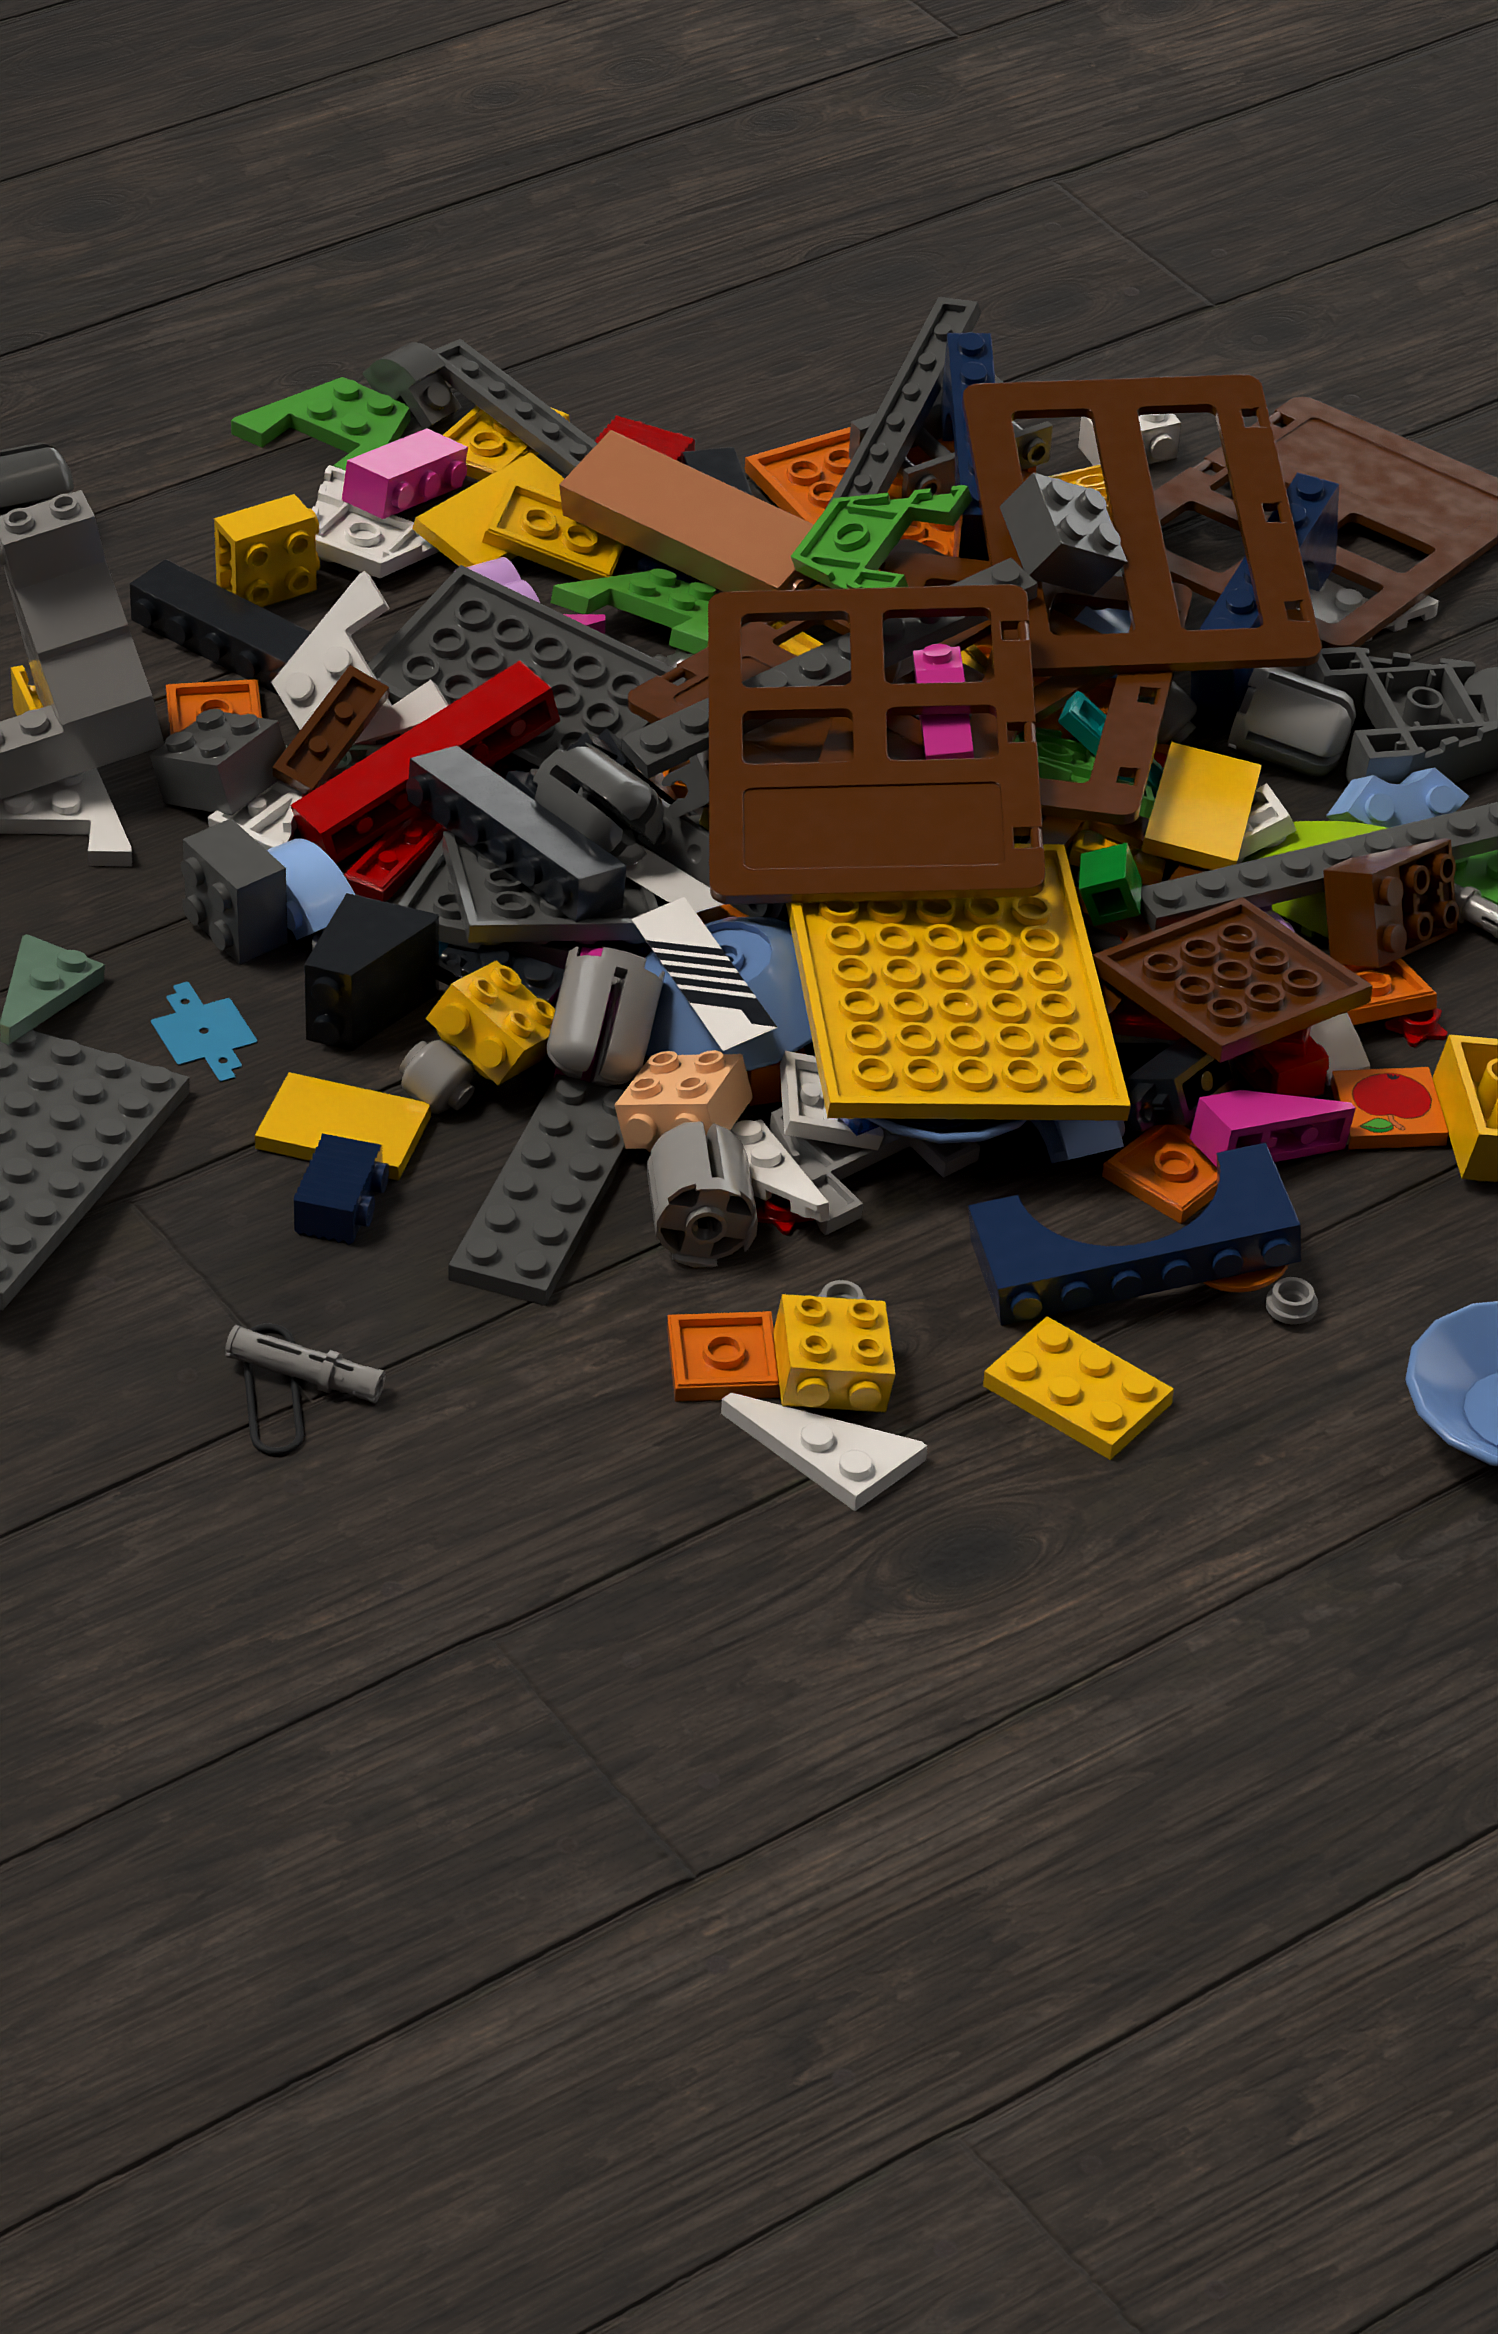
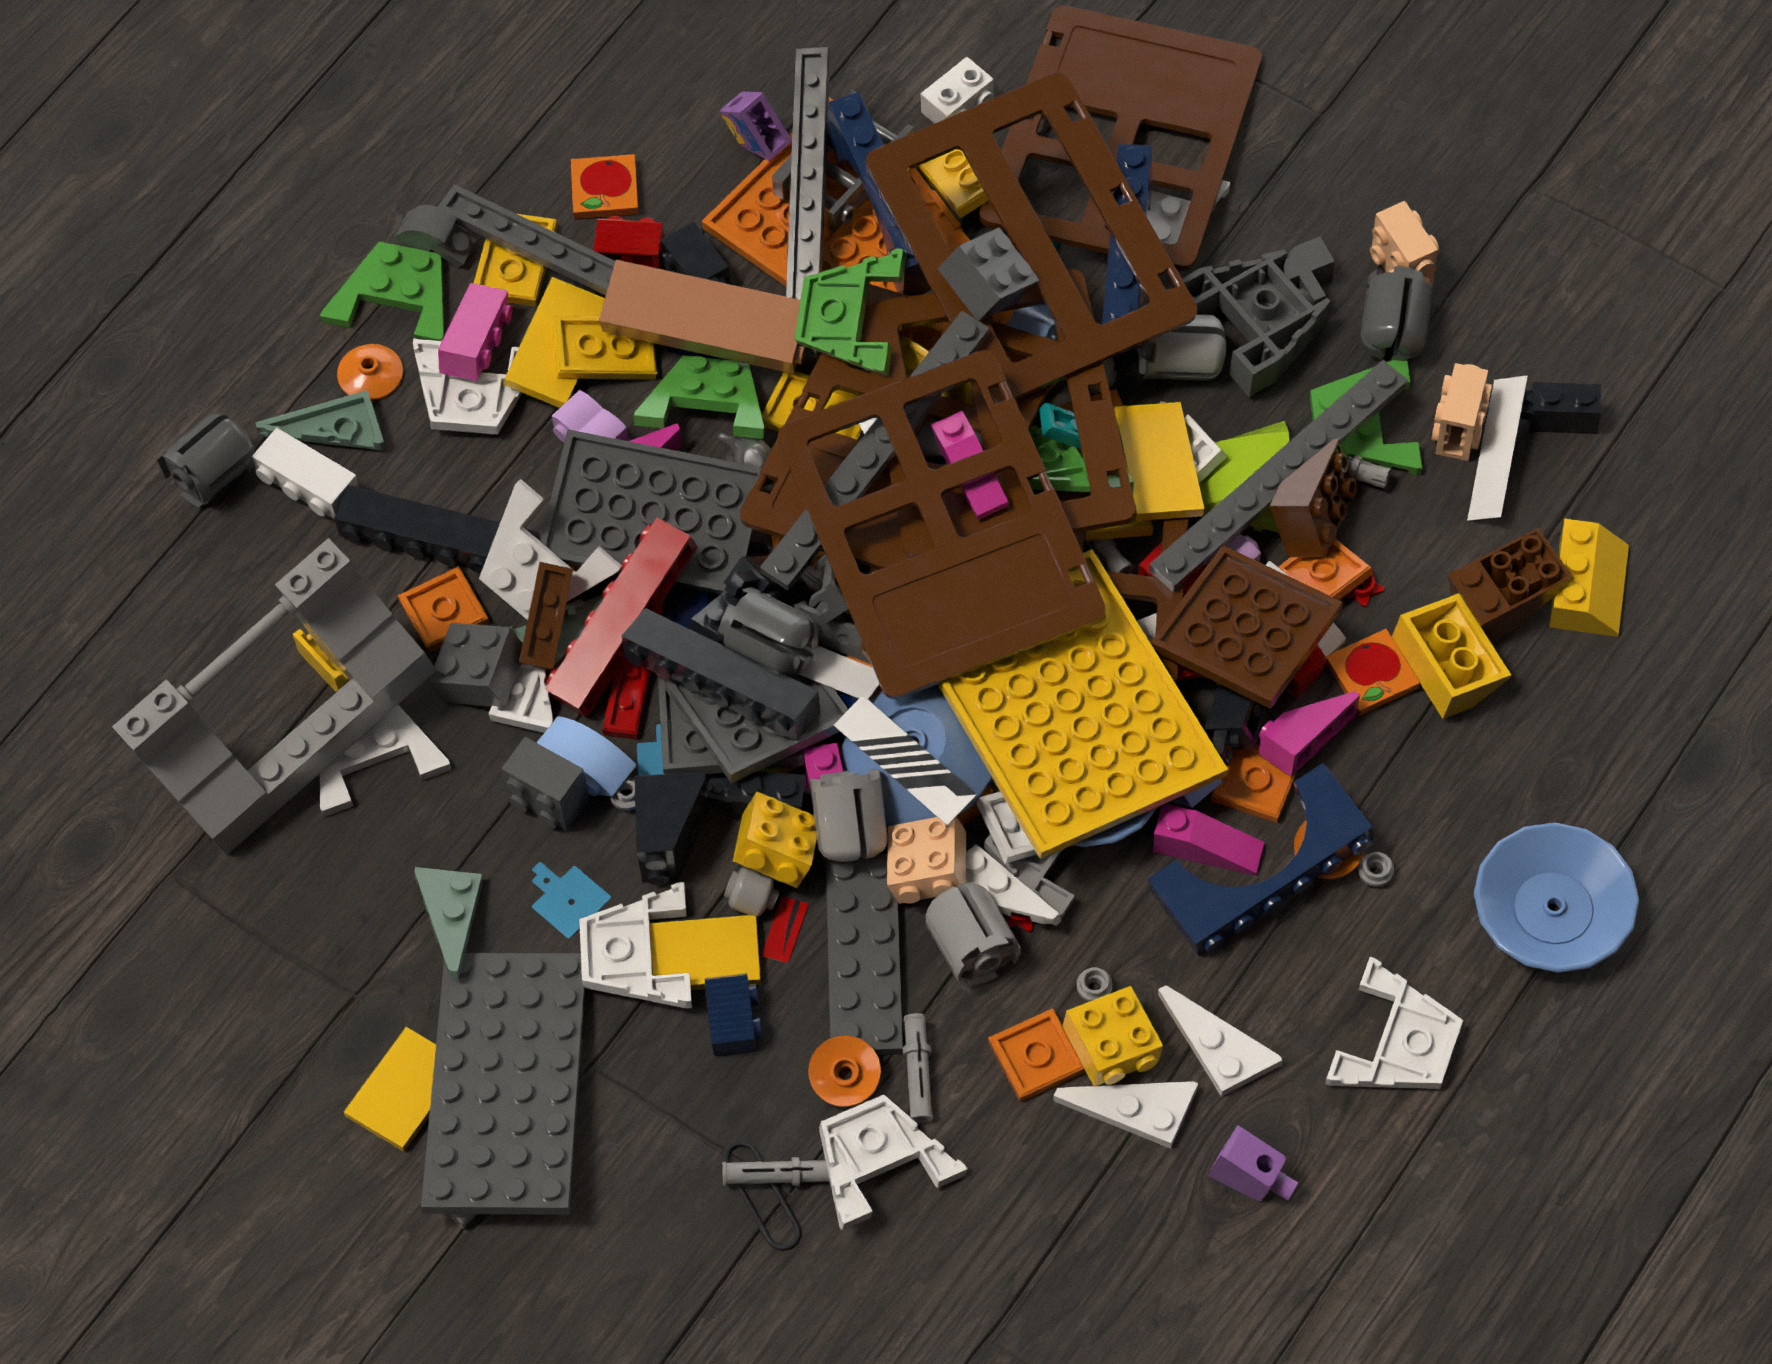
camera: 15 degrees left, 20 degrees up
(128, 539) = (302, 473): none -> white brick
(172, 511) = (337, 422): none -> sand green wing
(235, 1082) = (619, 950): none -> white wing
(258, 484) = (379, 380): none -> orange dish
(268, 551) = (416, 452): yellow brick -> none
(450, 1368) = (873, 1141): none -> white wing
(451, 1272) = (841, 1054): none -> orange dish
(462, 1137) = (784, 929): none -> red sticker
(572, 1278) = (917, 1054): none -> light grey pin
(646, 399) = (604, 186): none -> tile
(856, 378) = (751, 119): none -> medium lavender torso
(950, 1542) = (1252, 1167): none -> medium lavender torso
(978, 1424) = (1222, 1050): none -> white wing
(1066, 1195) = (1205, 840): none -> dark pink slope
(1078, 1387) = (1270, 993): yellow plate -> none
(1110, 884) = (1136, 572): green brick -> none
(1246, 1498) = (1413, 1044): none -> white wing
(1388, 805) = (1282, 402): light blue brick -> none

